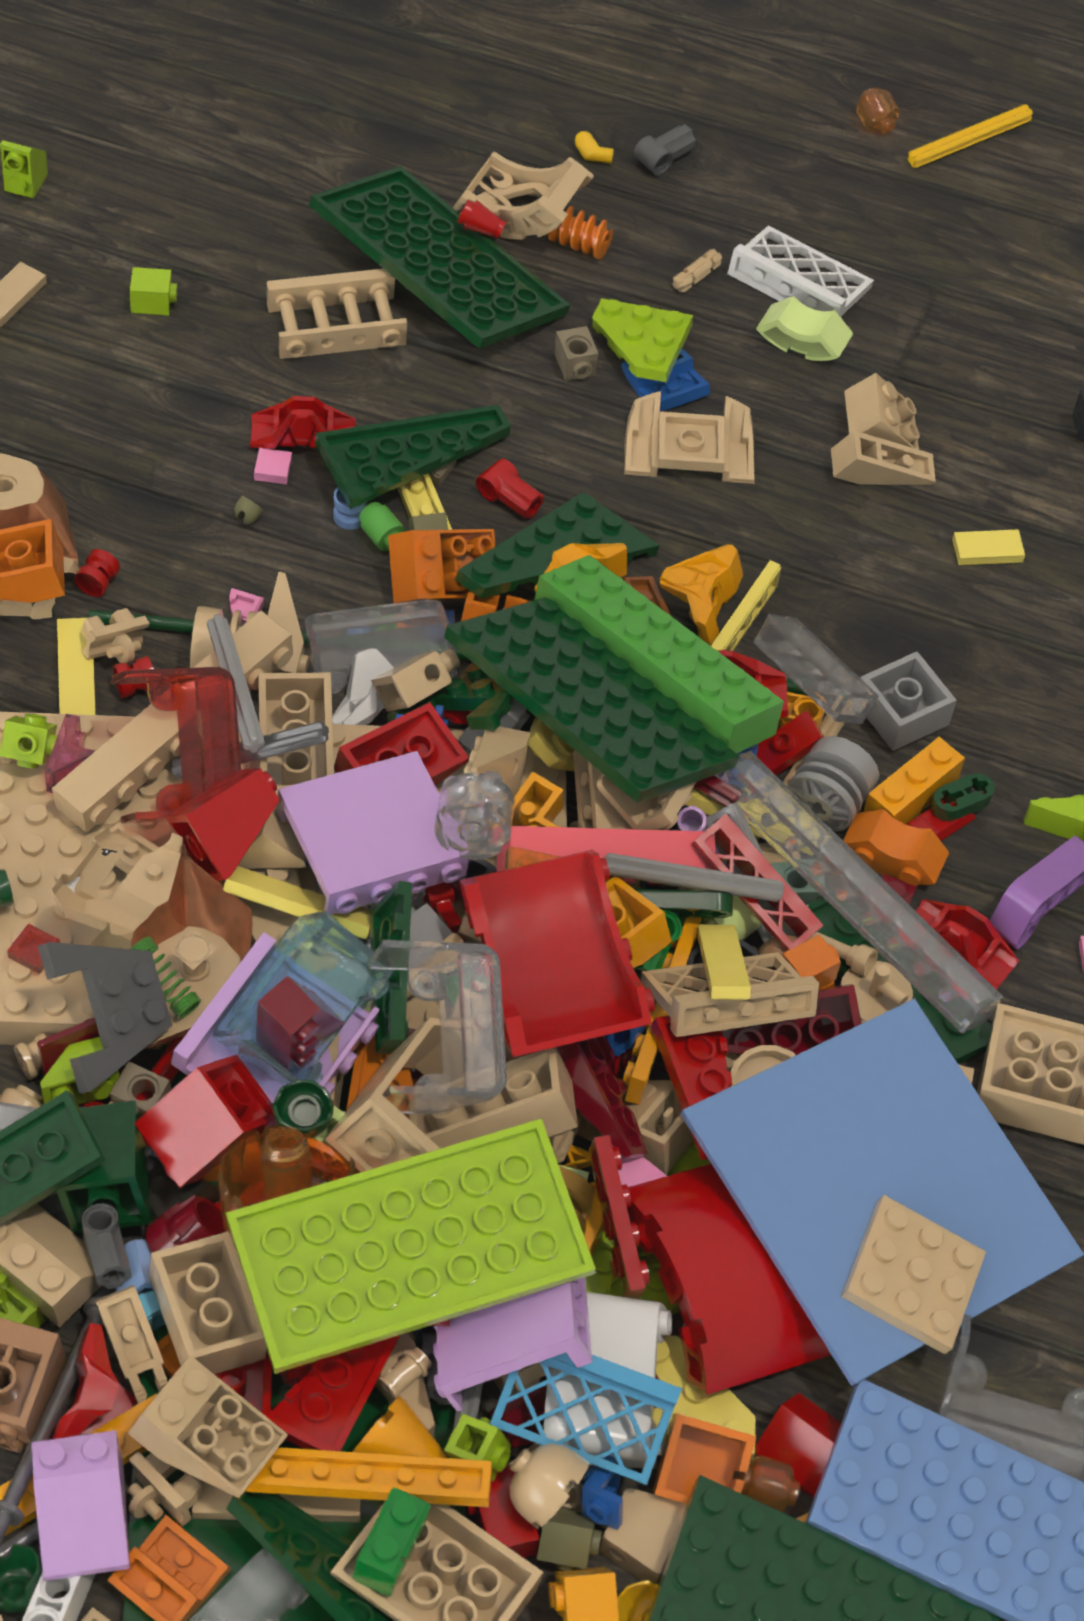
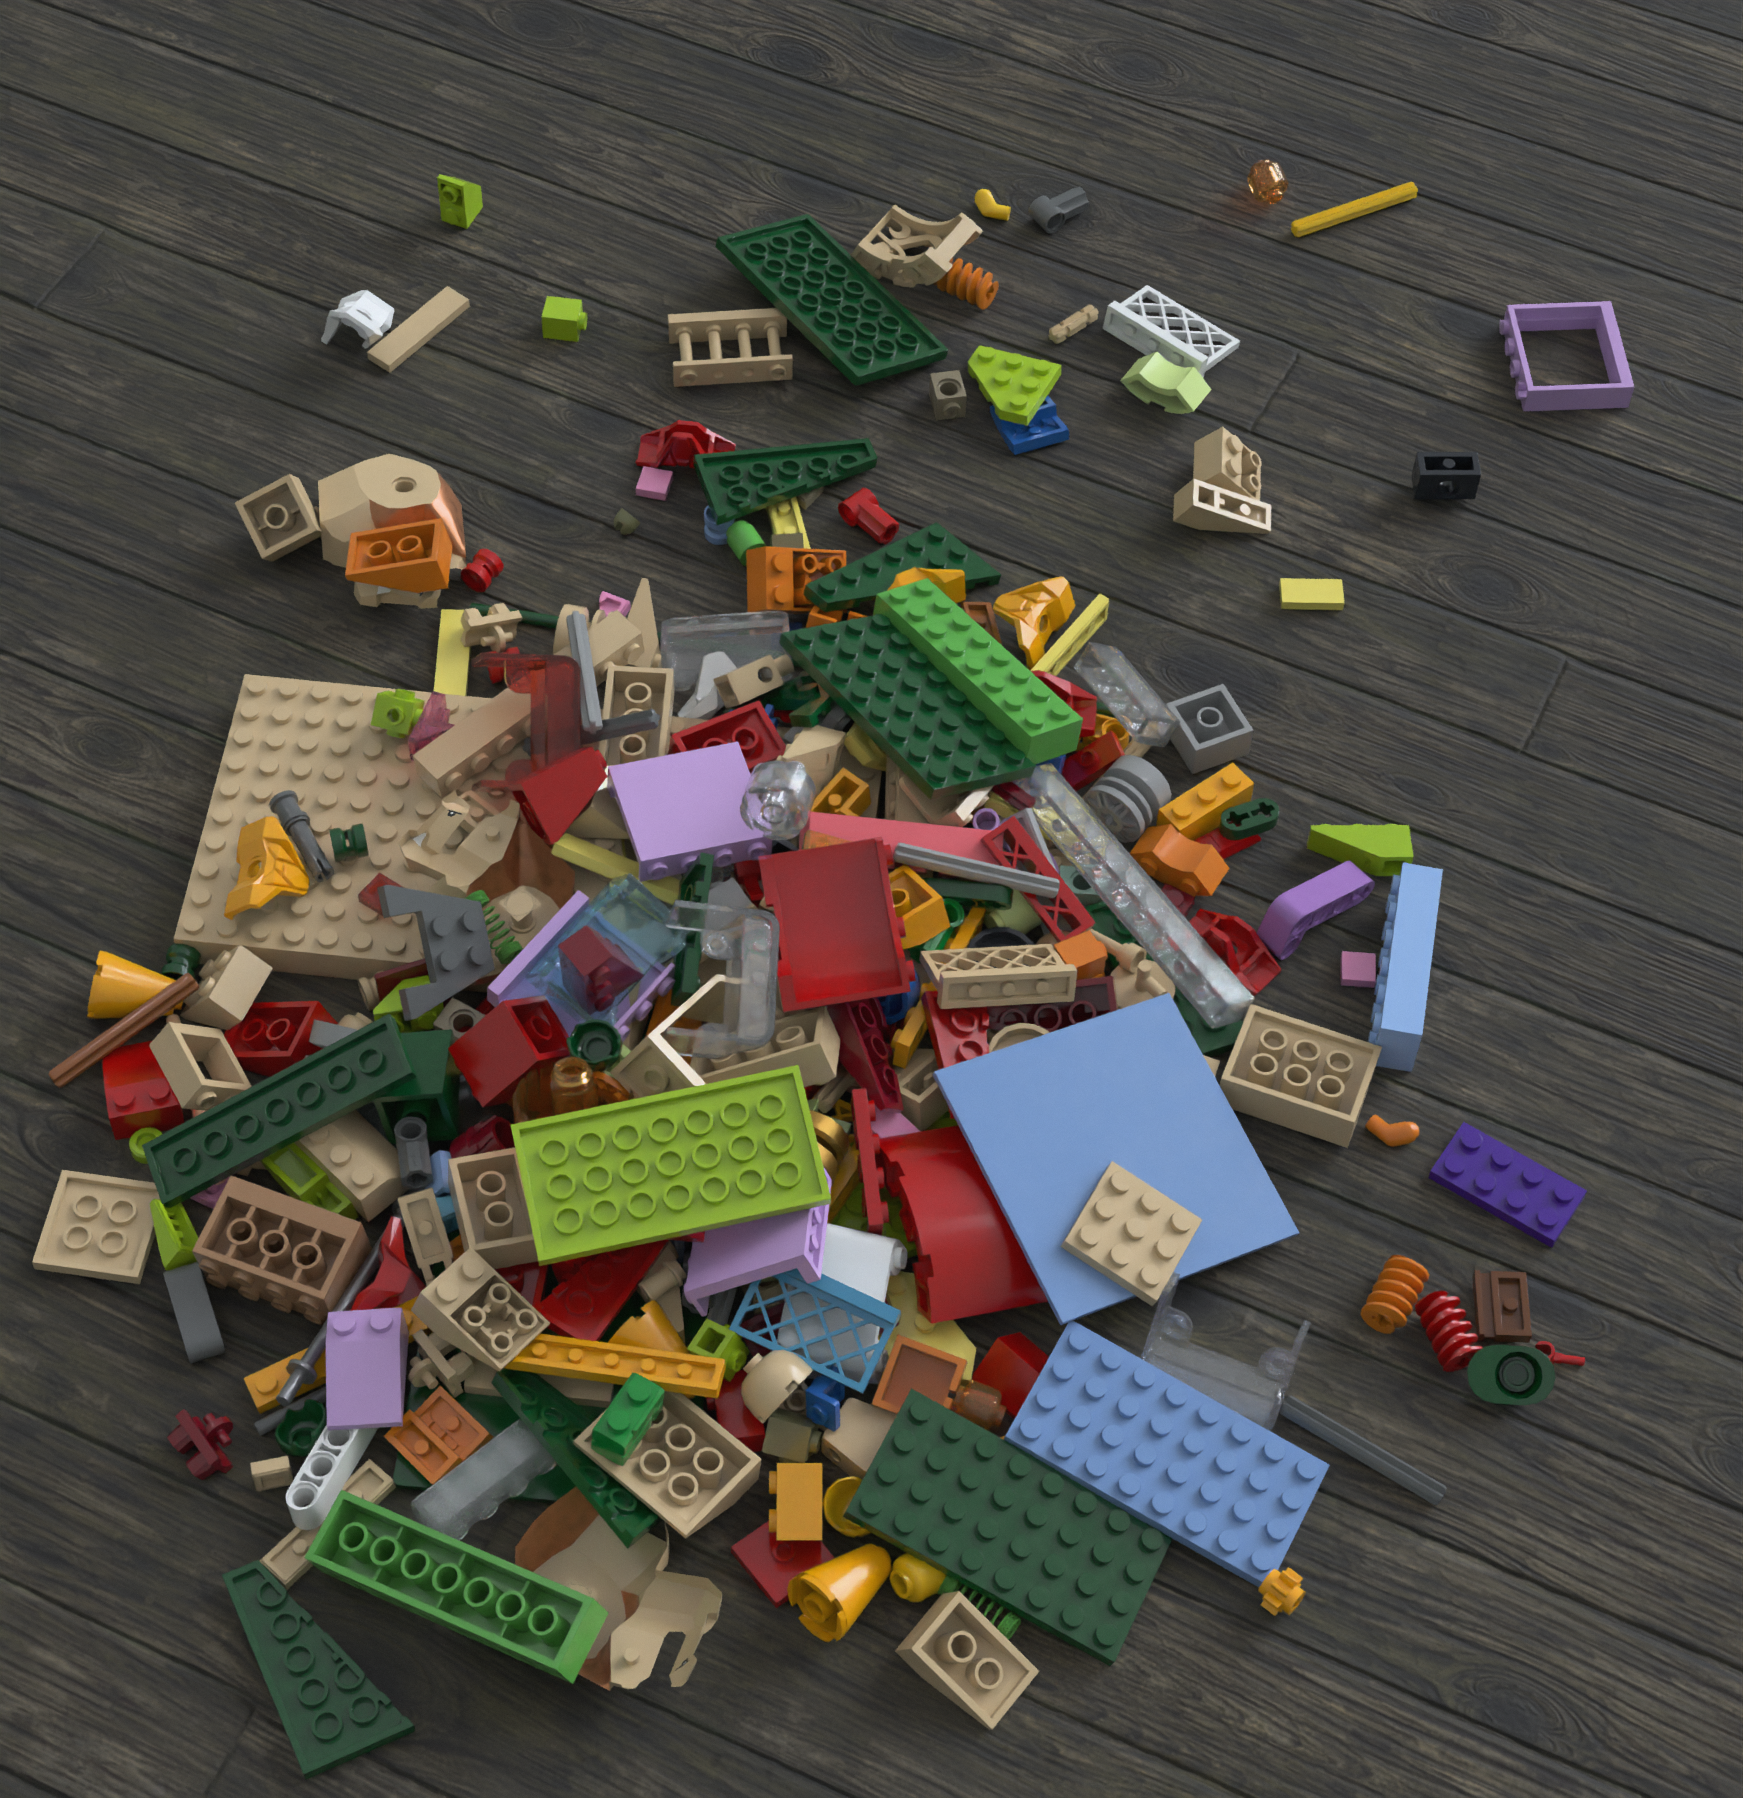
camera: 10 degrees right, 0 degrees up
(480, 219) = (874, 266): red cone -> none
(689, 440) = (1044, 481): tan piece -> none
(723, 962) = (993, 946): light yellow tile -> none

